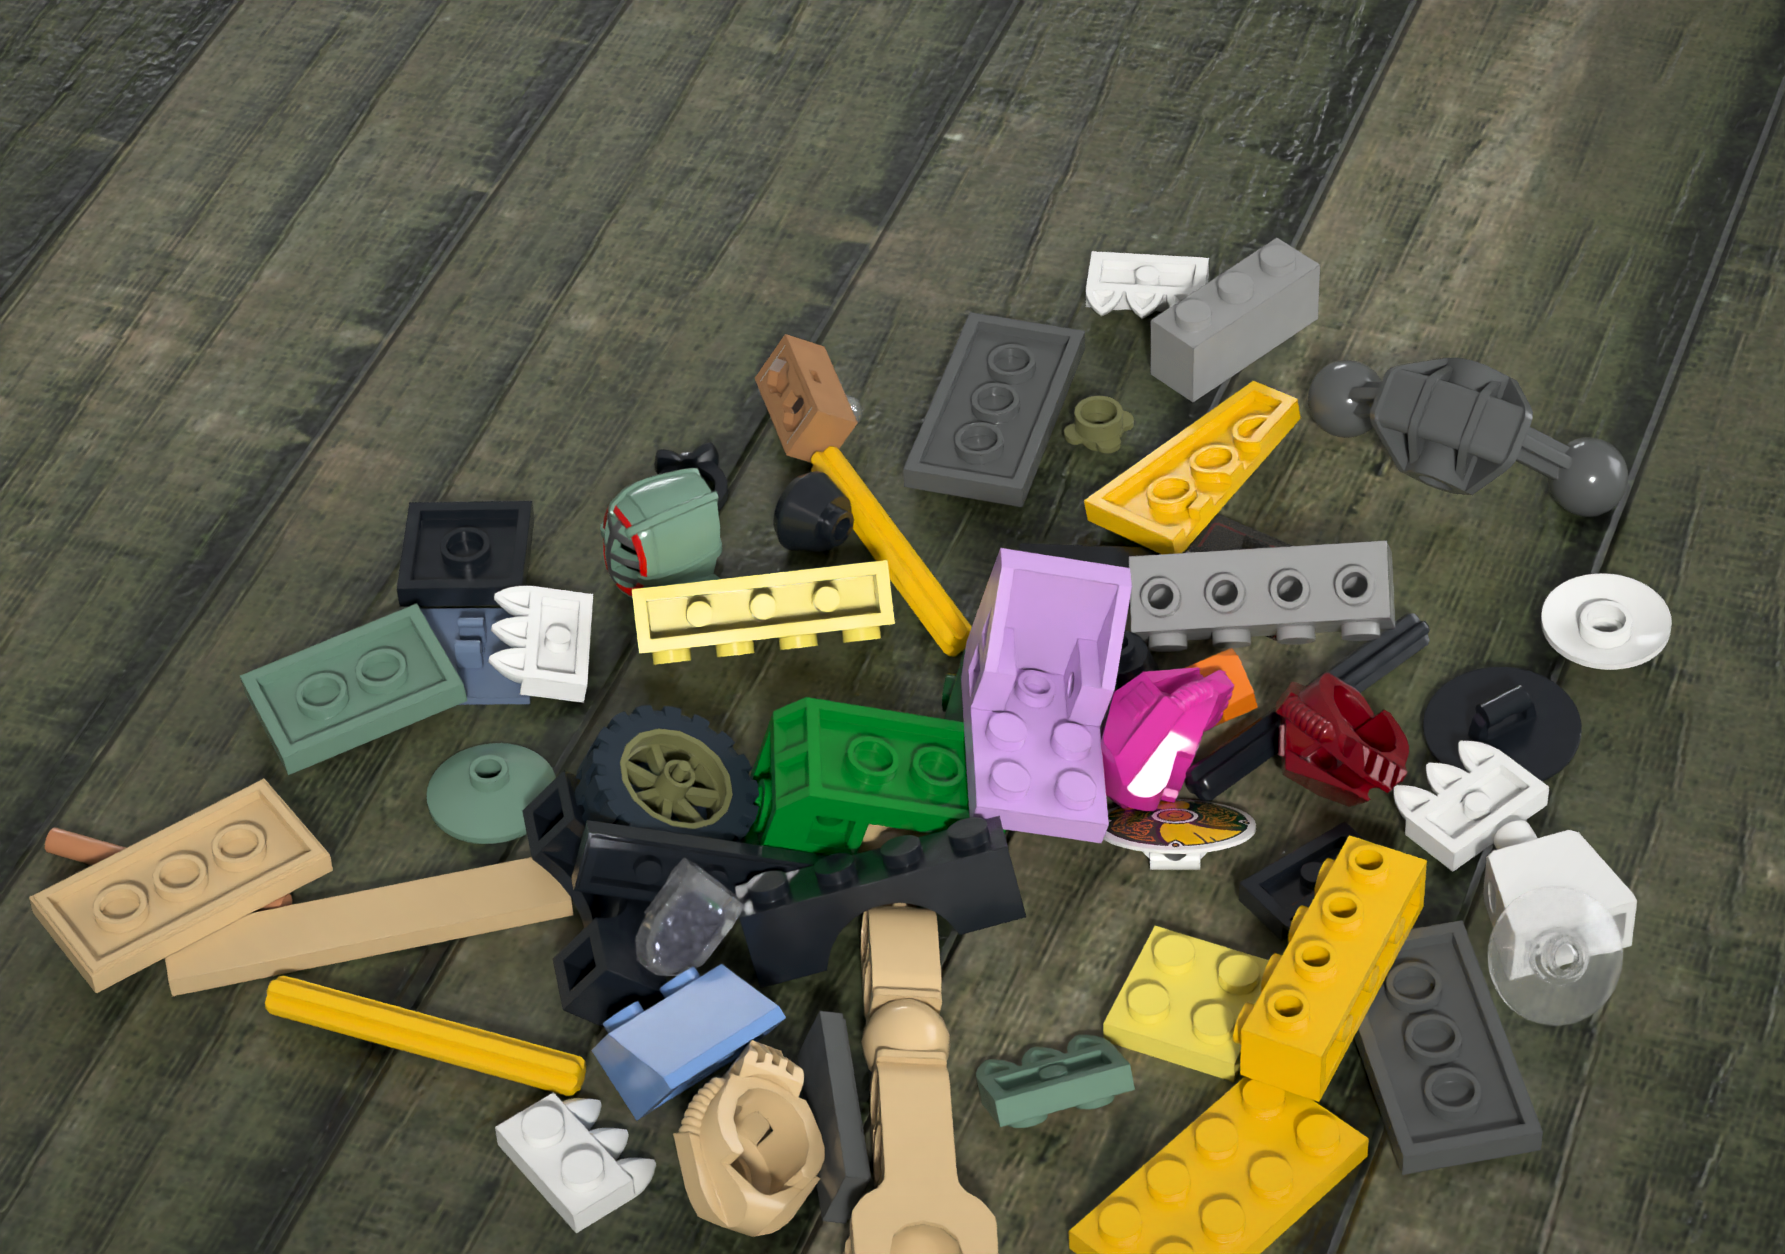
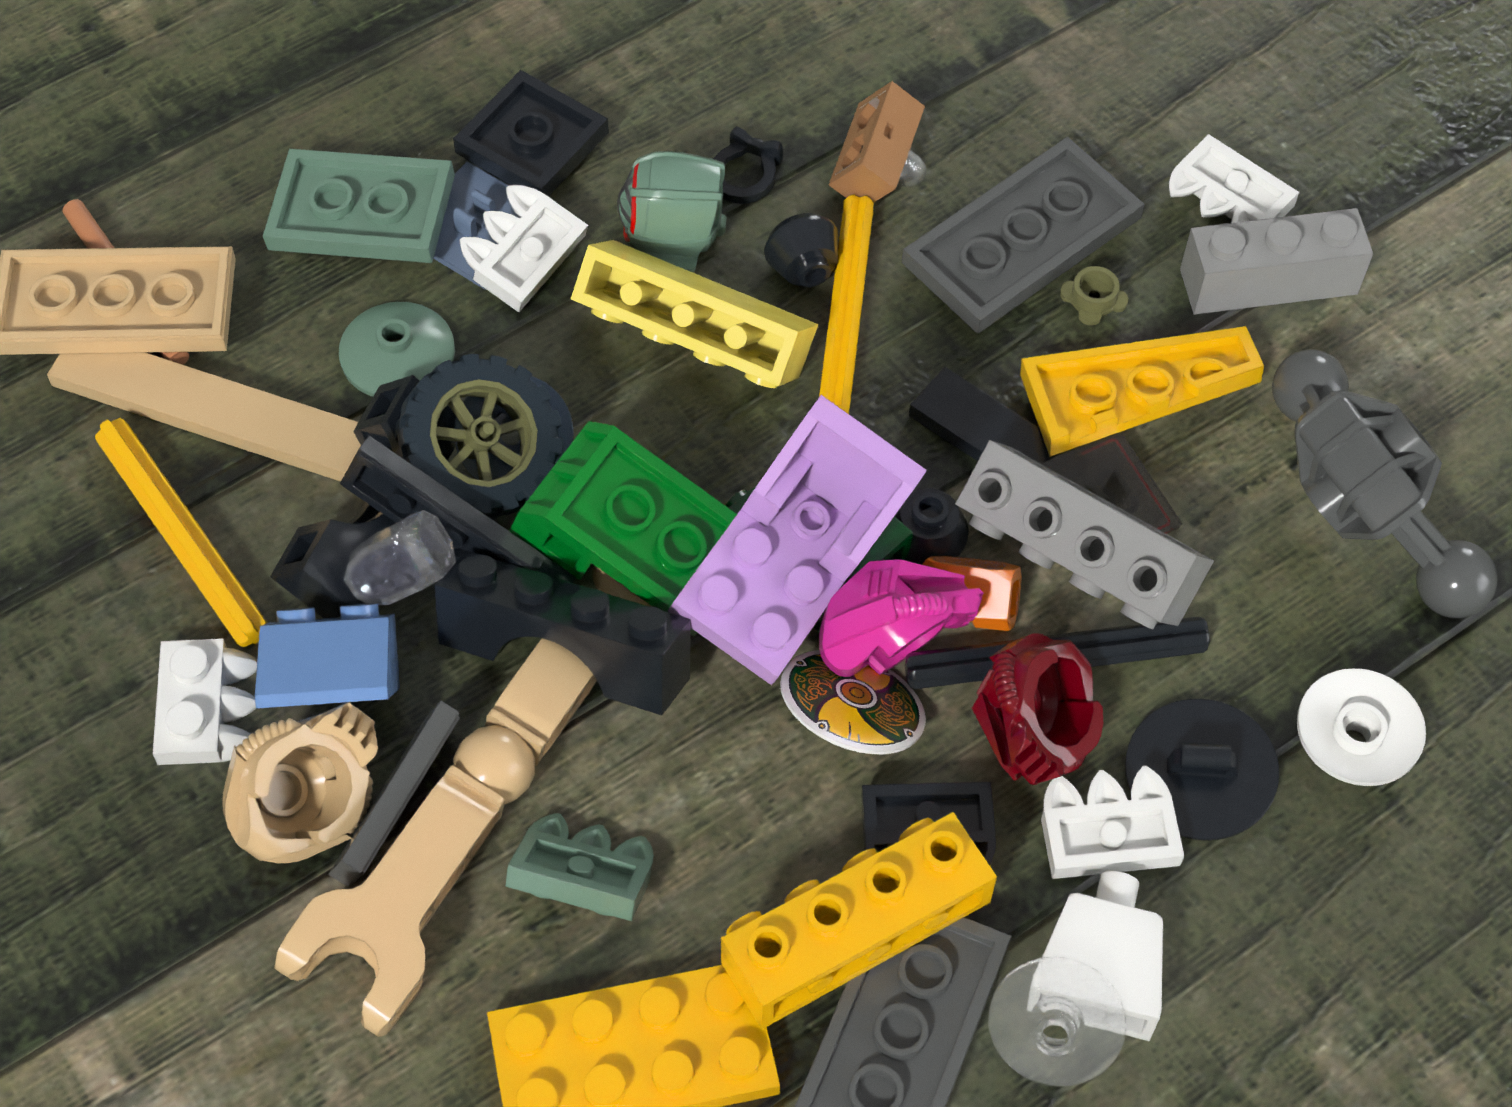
camera: 30 degrees right, 15 degrees up
(1185, 1002) = (746, 857): light yellow plate -> none

